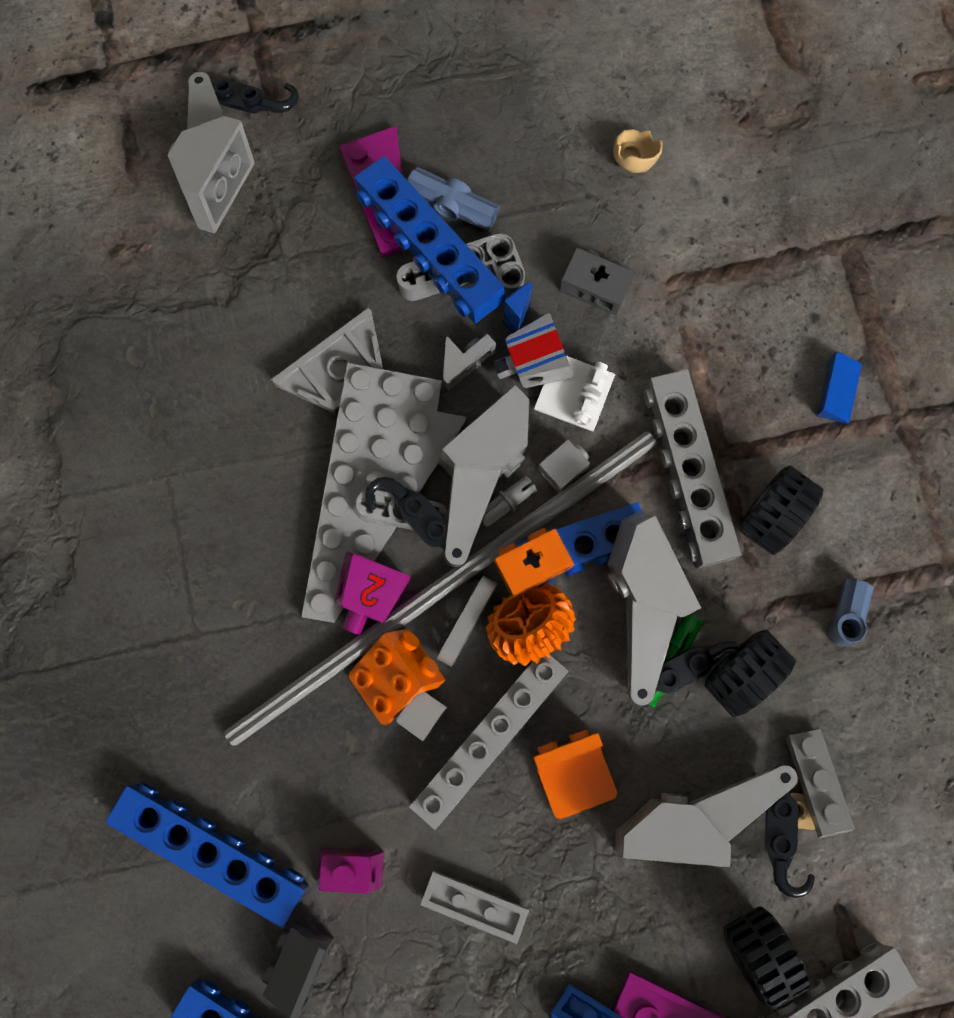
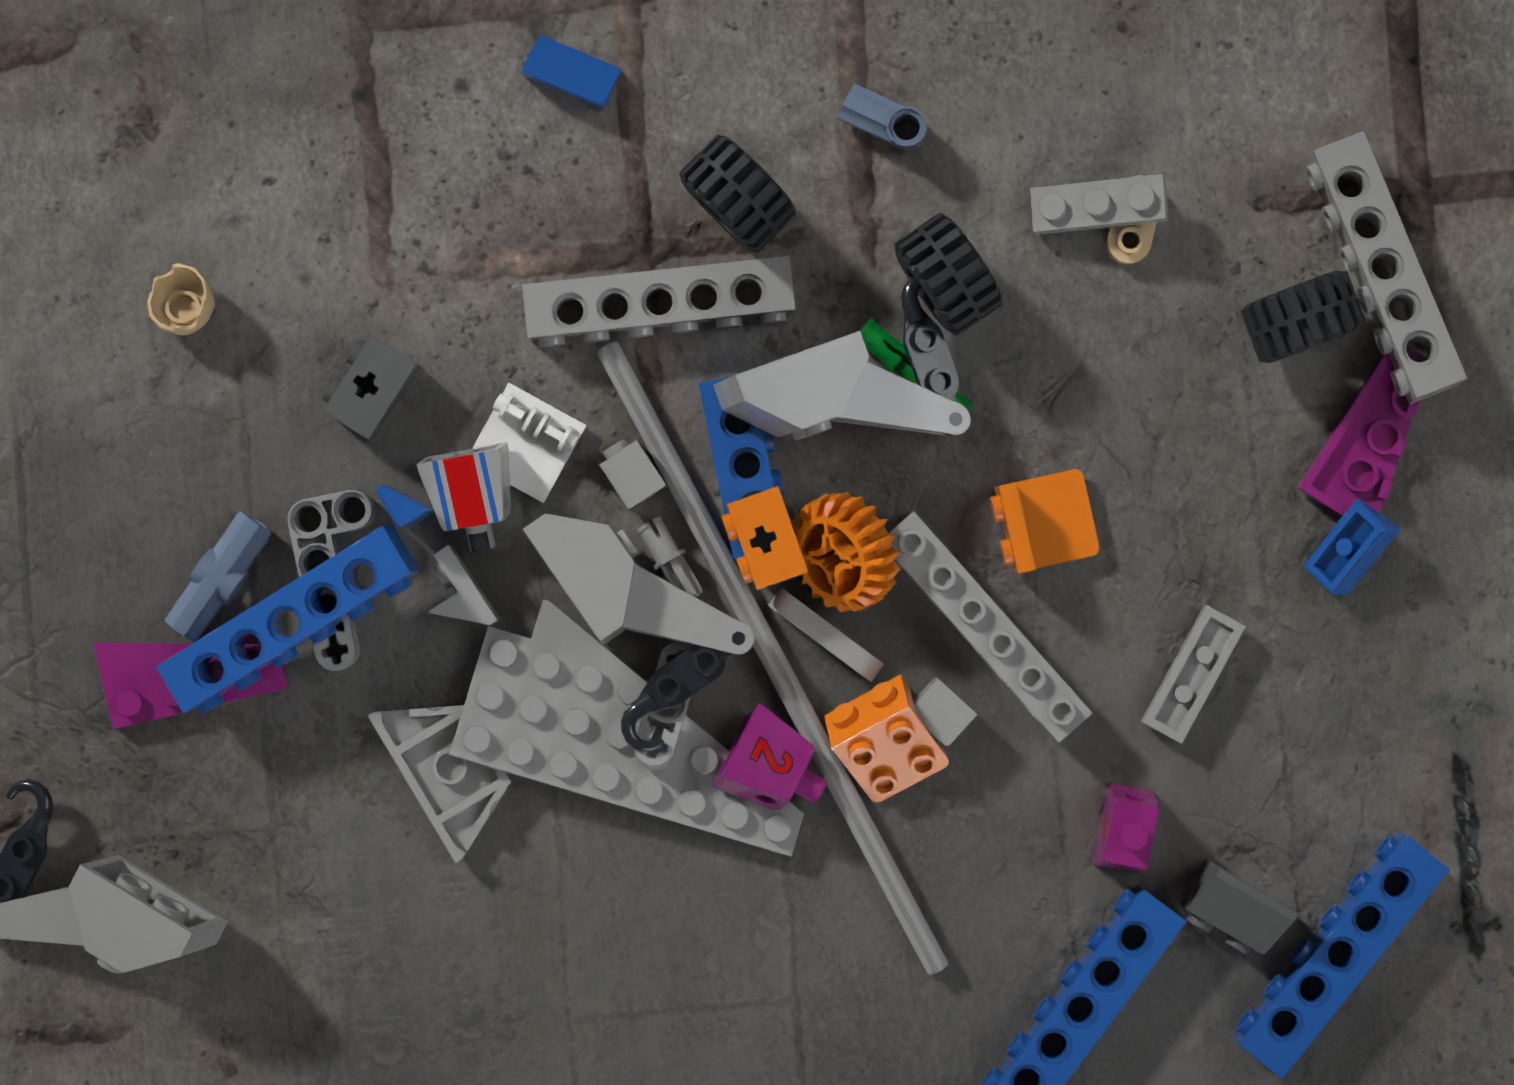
camera: 80 degrees left, 10 degrees up
(702, 828) = (1138, 375): light grey slope -> none

